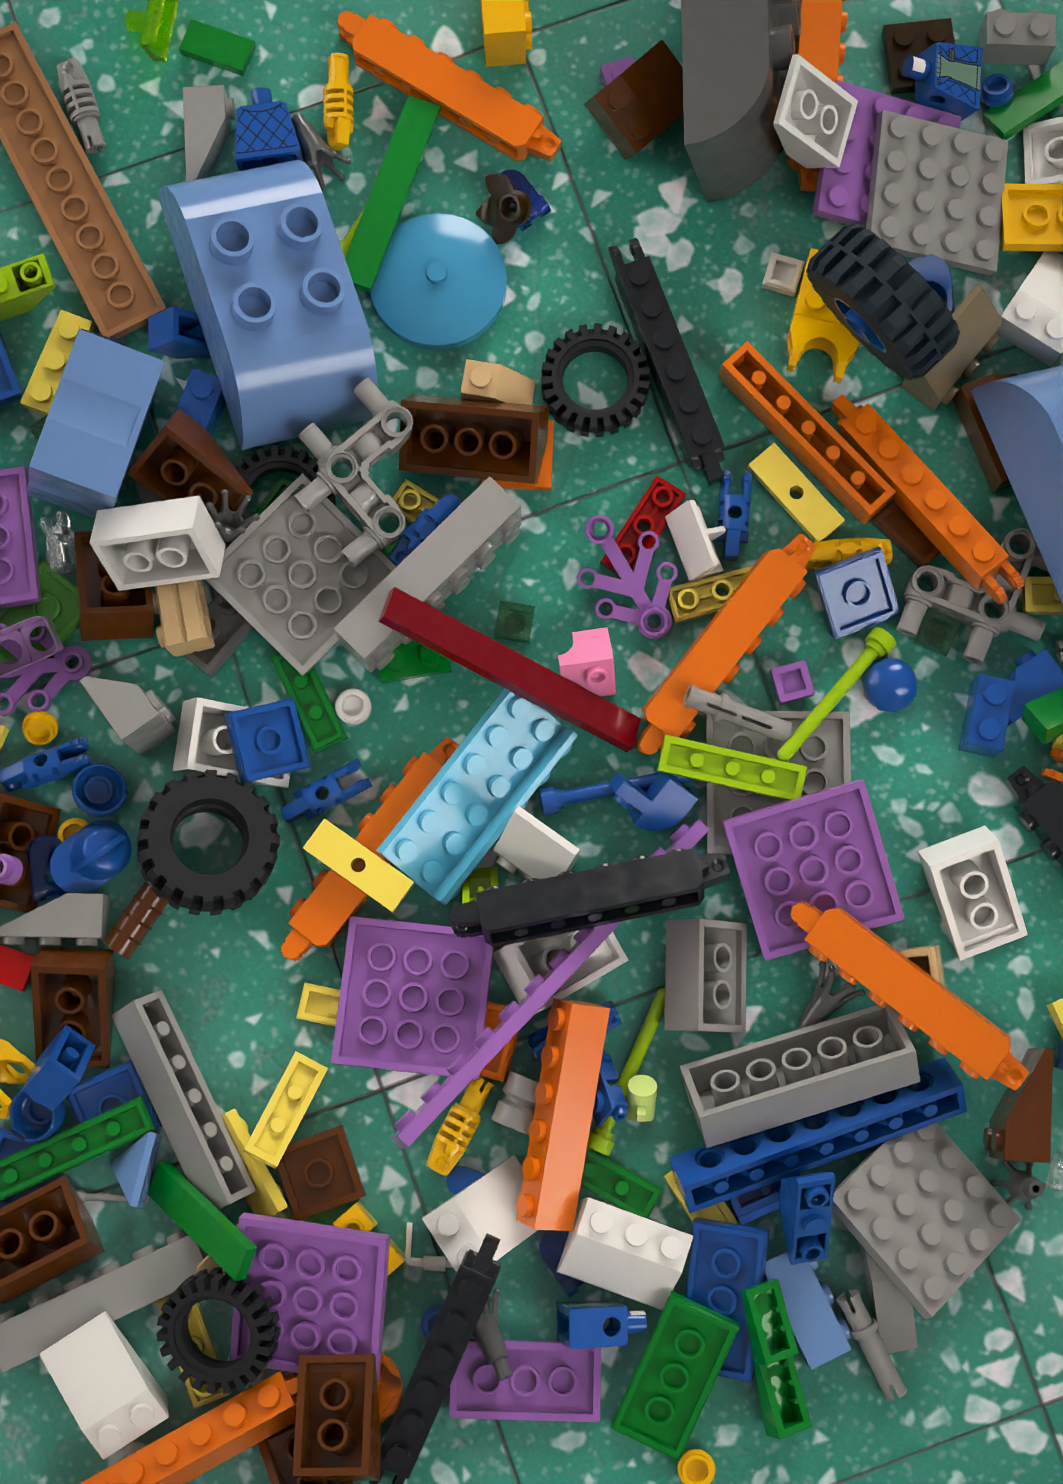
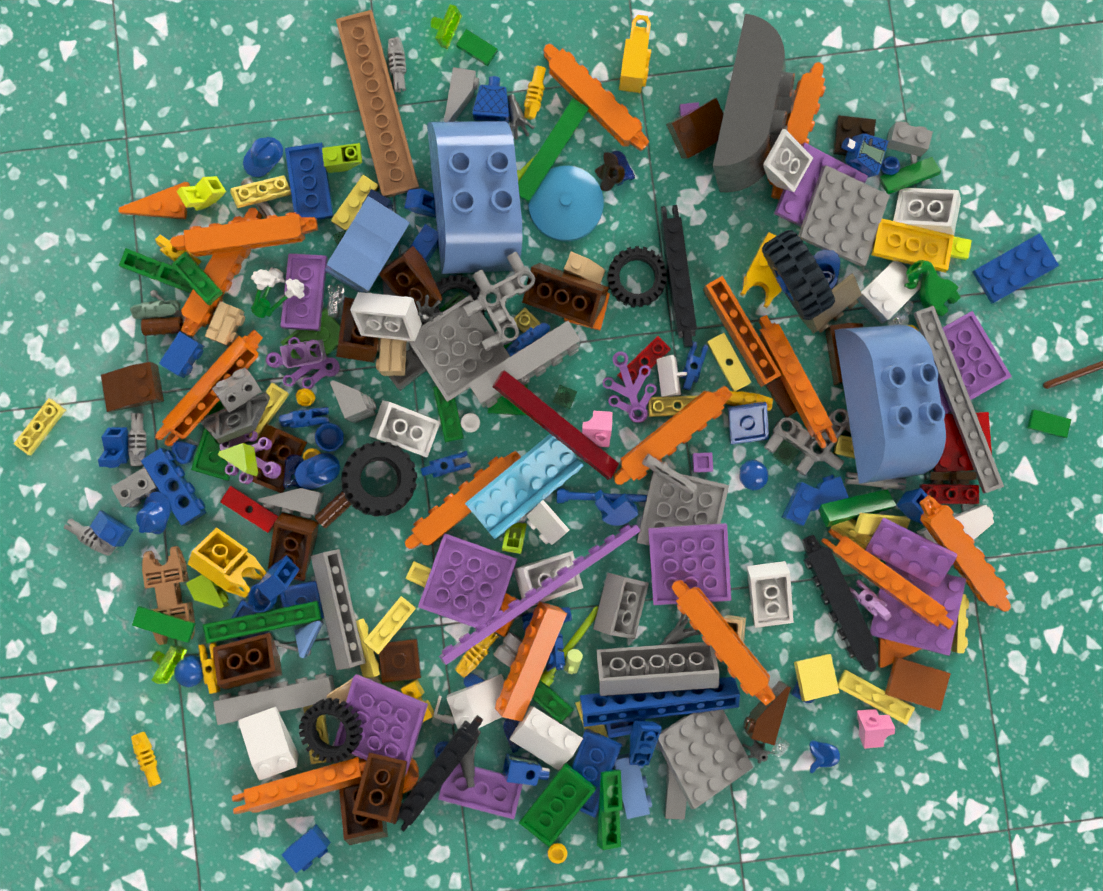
camera: 15 degrees right, 5 degrees up
(202, 1221) = (334, 673): green tile -> none
(267, 740) = (421, 431): blue tile -> none
(341, 851) = (445, 500): light yellow tile -> none
(589, 897) = (570, 555): black hinge -> none
(731, 768) = (659, 502): lime plate -> none
(783, 274) = (750, 241): white tile -> none
(864, 1330) = (659, 805): light grey pin -> none
(878, 645) = (753, 453): lime piece -> none

